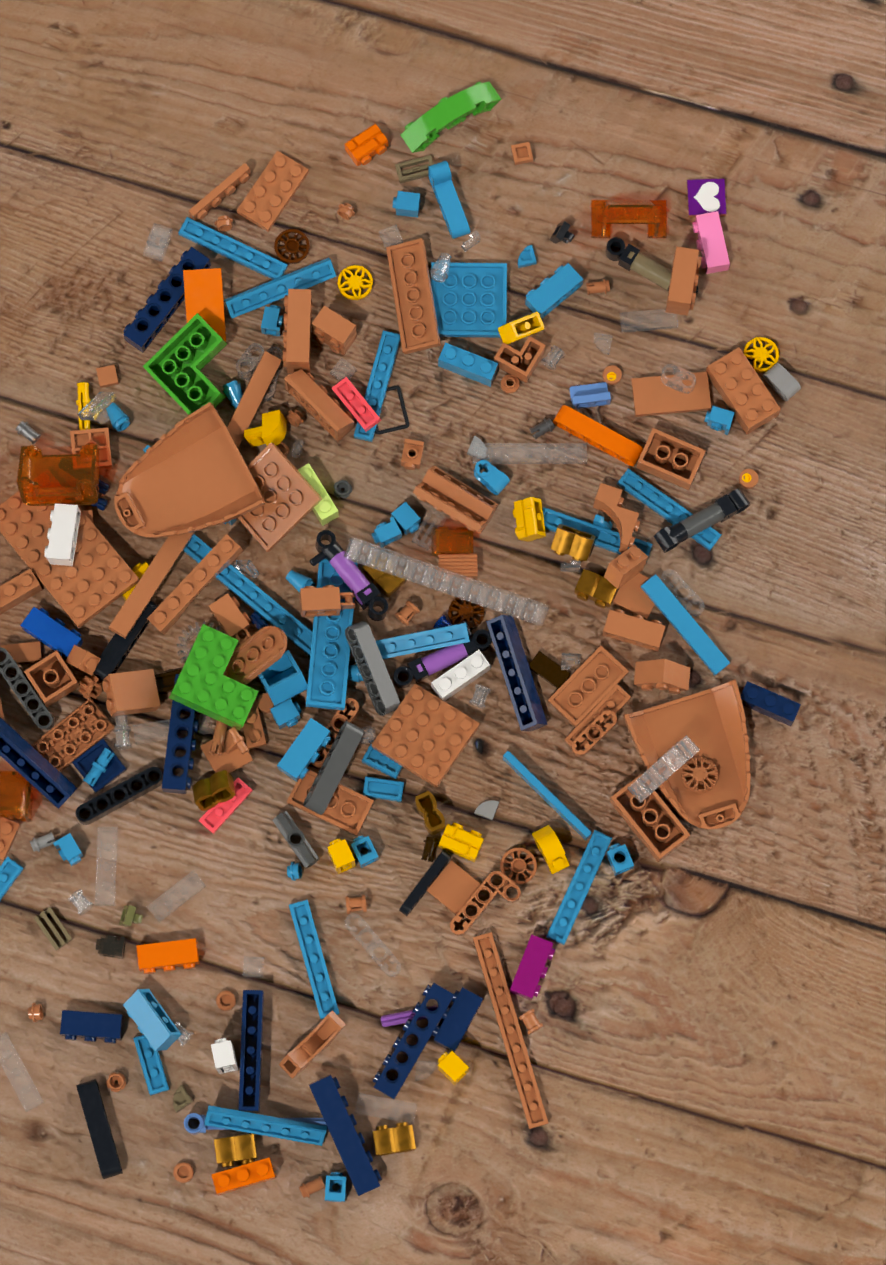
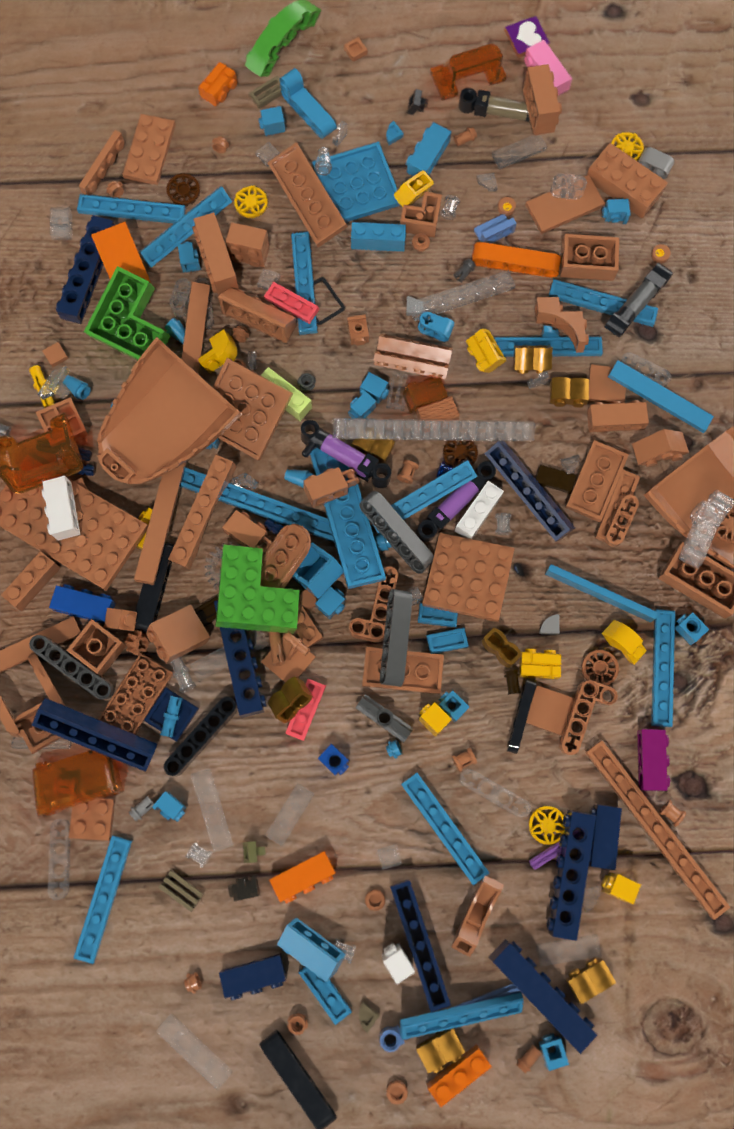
camera: 20 degrees left, 0 degrees up
(228, 855) = (327, 754): none -> blue brick
(304, 750) = (363, 630): dark azure brick -> none
(410, 990) = (547, 825): none -> yellow wheel
(626, 566) = (590, 361): nougat brick -> none

